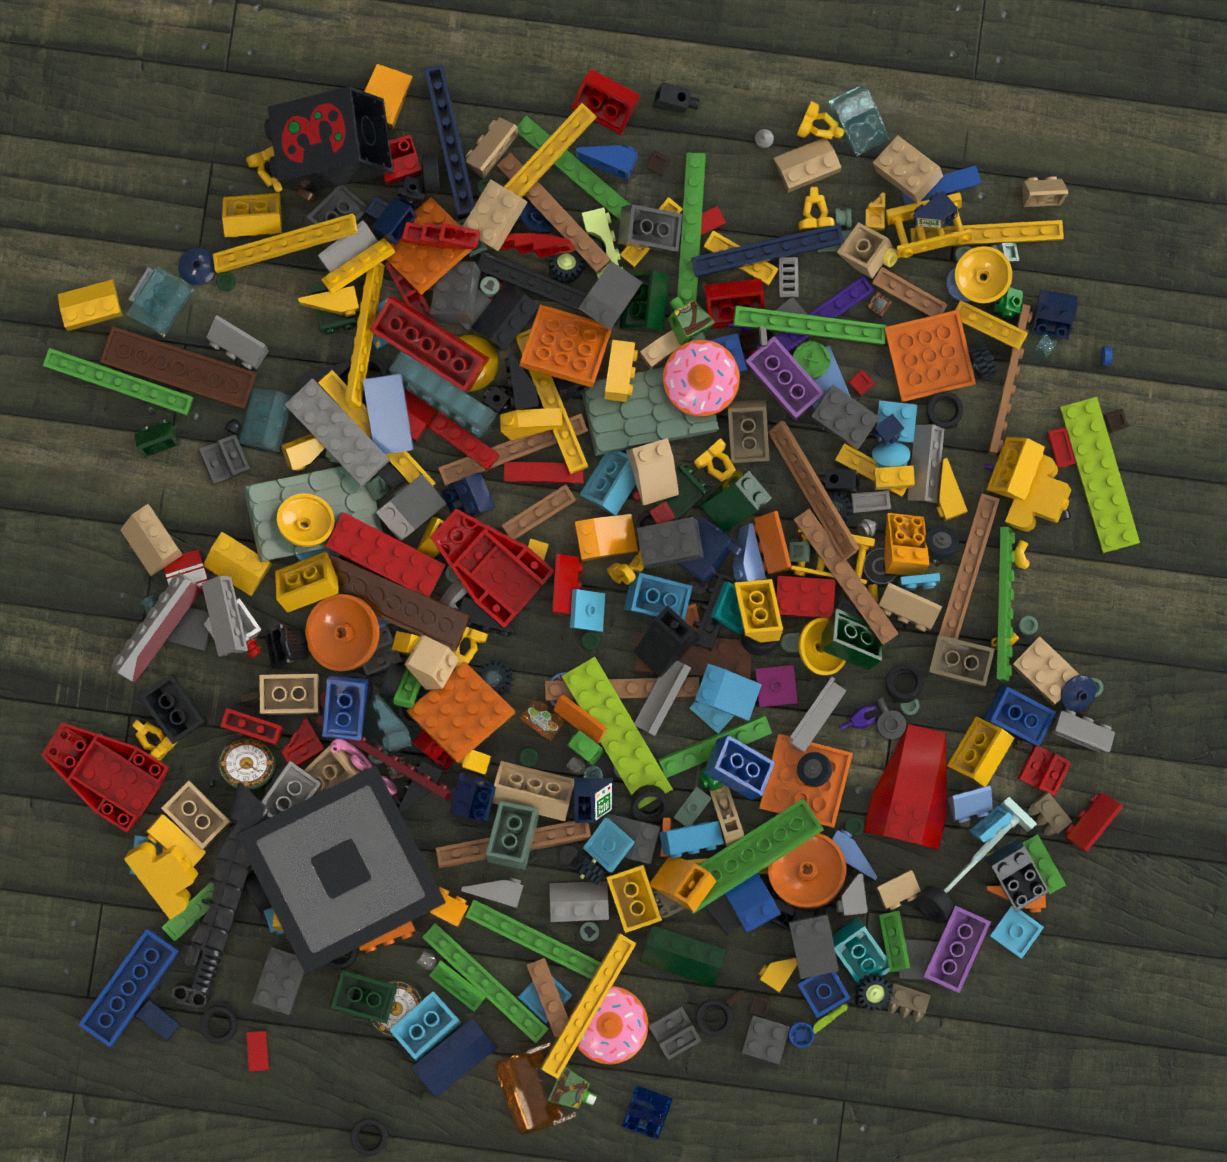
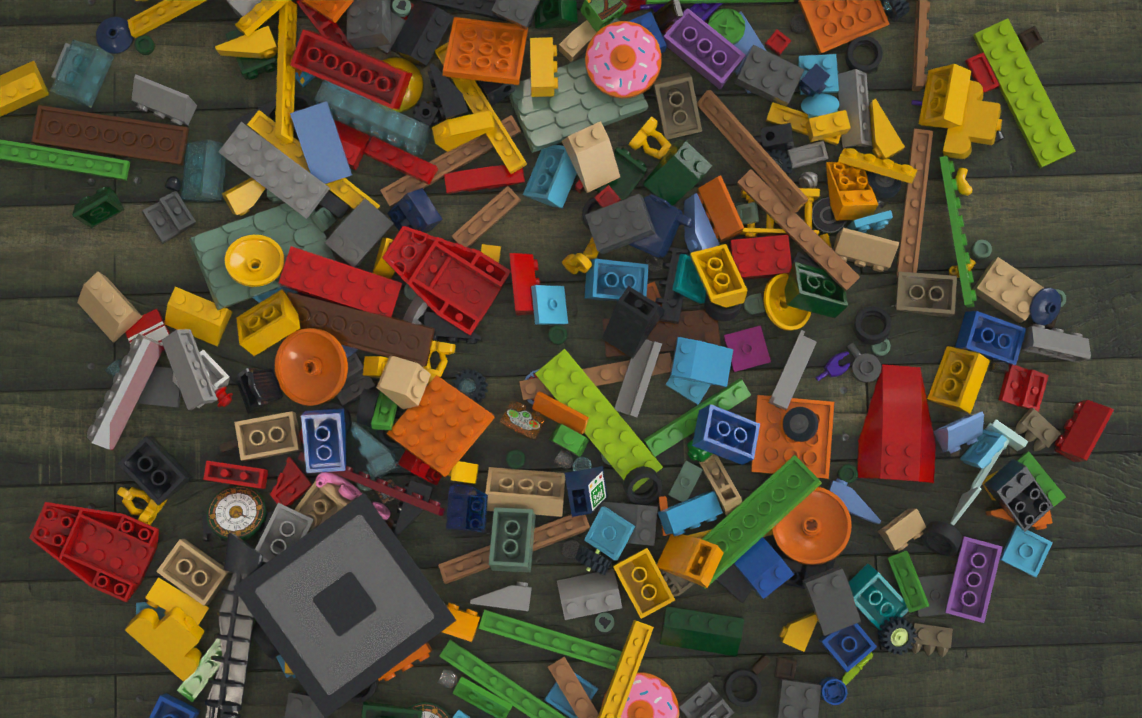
camera: 10 degrees left, 0 degrees up
(606, 537) = (555, 230): light orange slope -> none
(852, 898) = (862, 545): light grey slope -> none
(937, 525) = (873, 164): none -> yellow plate

